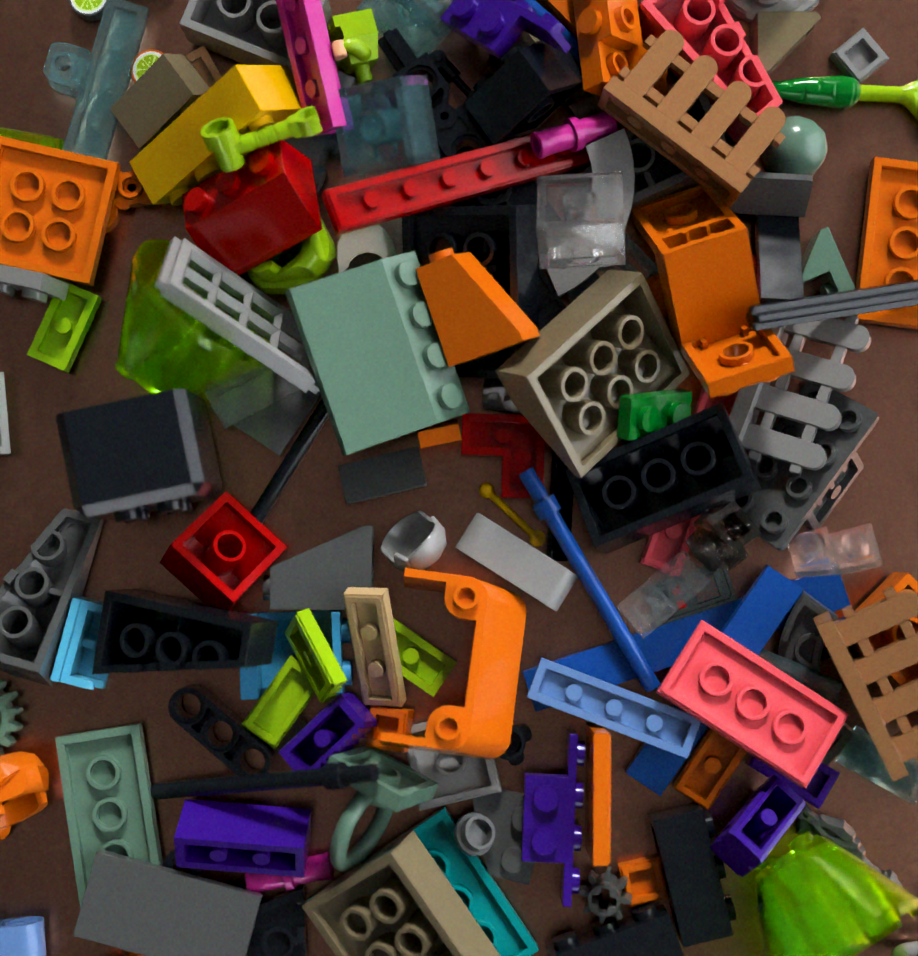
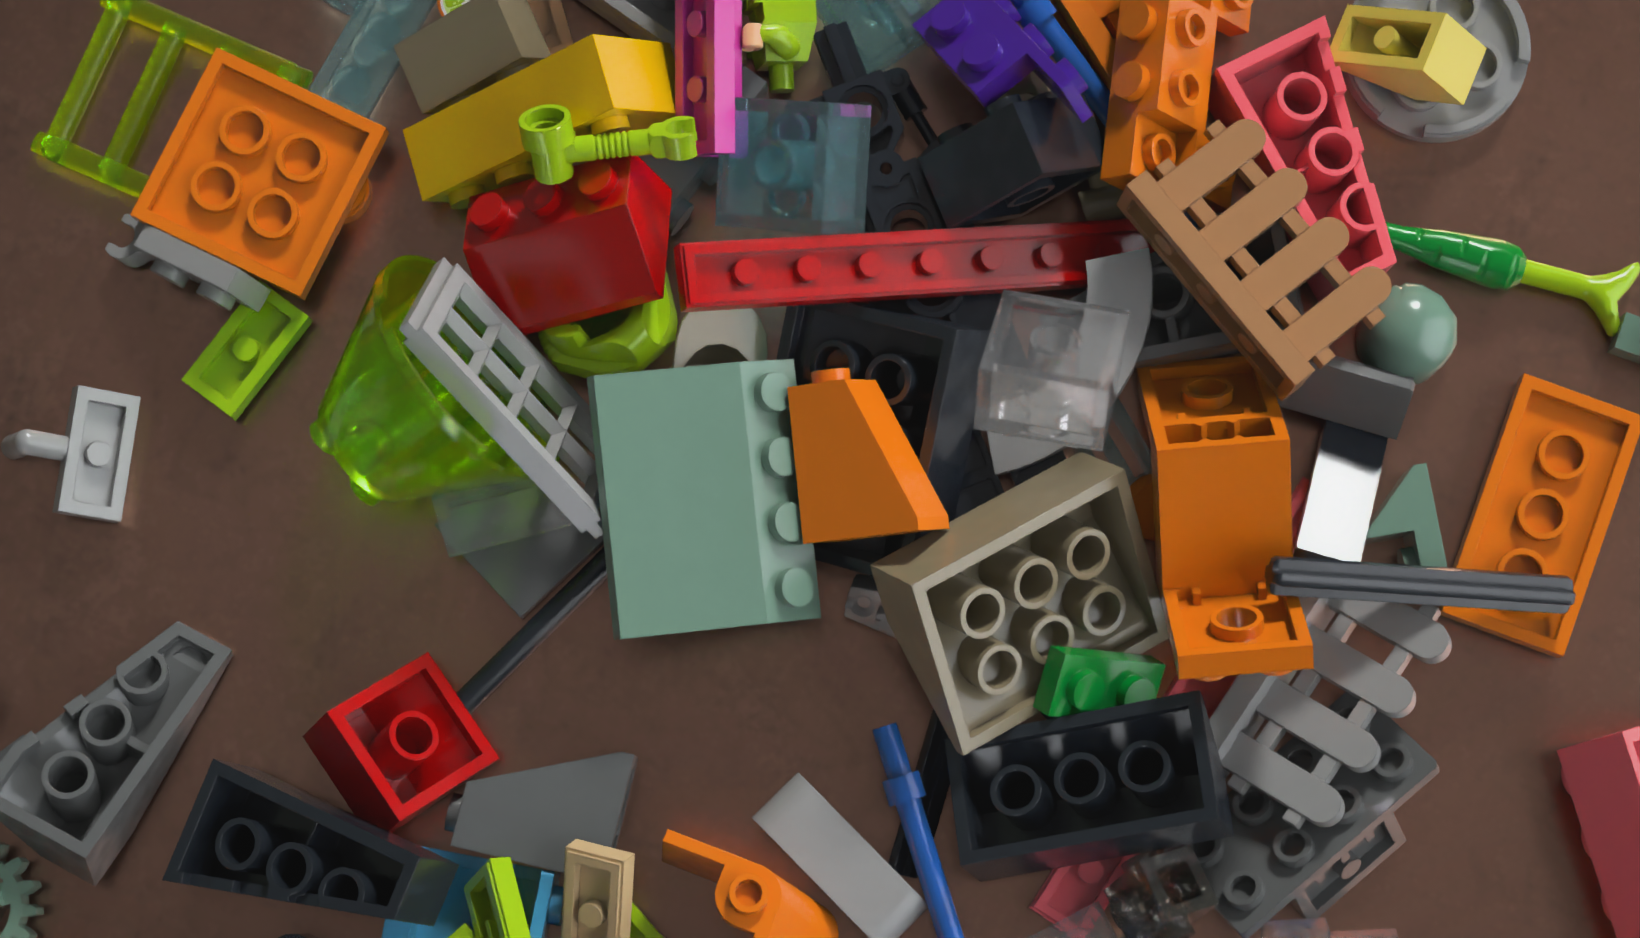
camera: 20 degrees right, 5 degrees down
(78, 646) = (152, 833): medium azure hinge -> none
(125, 198) = (385, 181): orange plate -> none
(139, 456) = (315, 571): black plate -> none
(382, 476) = (668, 684): dark grey slope -> none
(414, 542) = (693, 795): light grey hair -> none
(439, 434) = (768, 640): orange tile -> none
(508, 438) = (870, 670): red plate -> none
(536, 537) = (822, 744): yellow hinge -> none
(572, 134) = (1070, 239): dark pink pin -> none
(778, 33) = (1417, 159): dark tan slope -> none
(859, 56) = (1537, 217): light grey tile -> none

